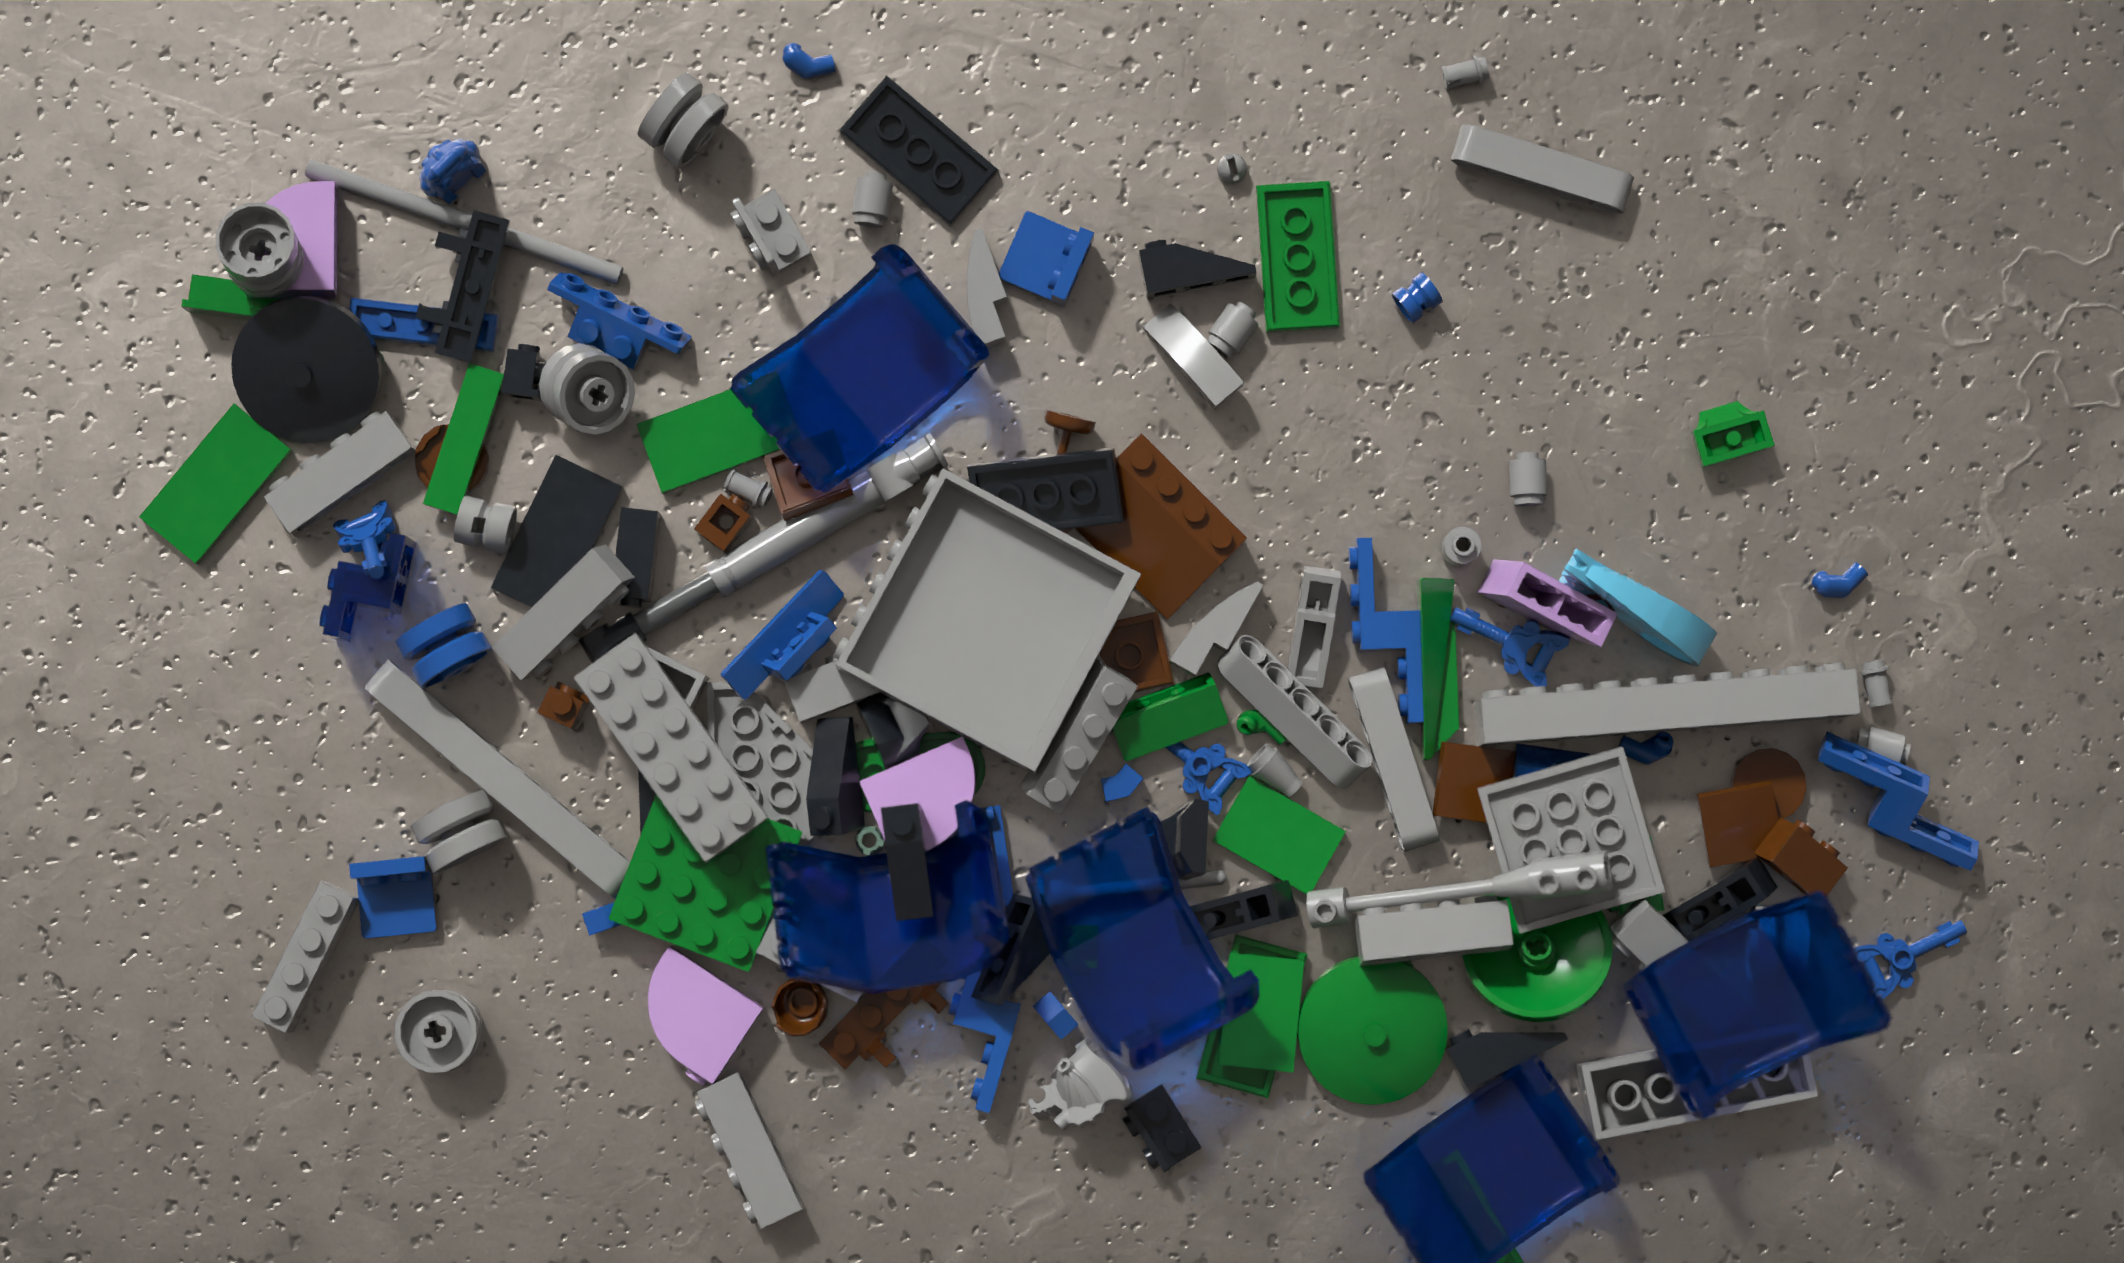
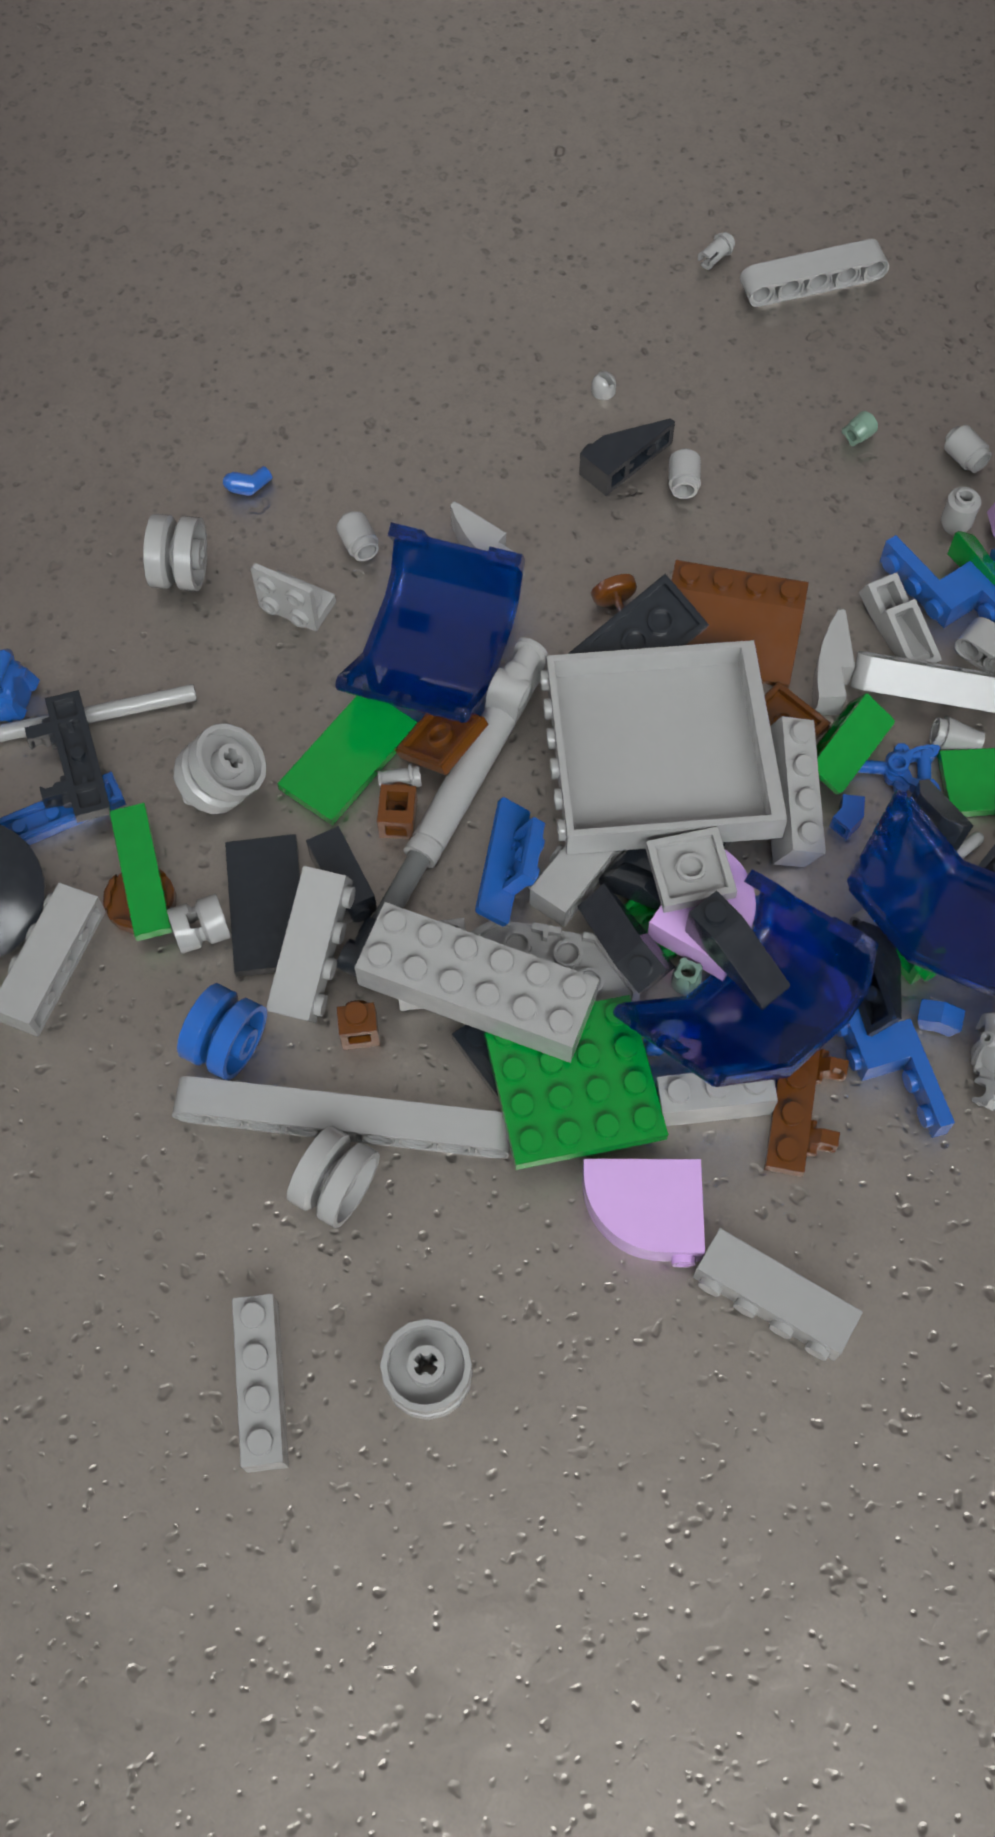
camera: 30 degrees left, 20 degrees down
(354, 588) = (125, 1026): clear blue bracket -> none
(367, 535) = (100, 987): blue piece -> none
(395, 897) = (308, 1275): blue bracket -> none
(523, 373) = (162, 799): black brick -> none
(597, 919) = (507, 1179): blue piece -> none
(613, 324) = (196, 720): blue bracket -> none
(800, 1007) = (729, 1141): reddish brown hair -> none
(918, 151) = (378, 491): black tile -> none
(922, 761) = (690, 868): none -> light grey plate
(1046, 258) = (519, 503): blue bracket -> none
(1193, 356) = (672, 503): light grey slope -> none
(1254, 722) = (917, 710): green arm -> none
(1297, 257) = (699, 413): green tile -> none
(1419, 296) = (796, 386): blue wheel -> none
(1443, 387) = (860, 428): none -> sand green hose

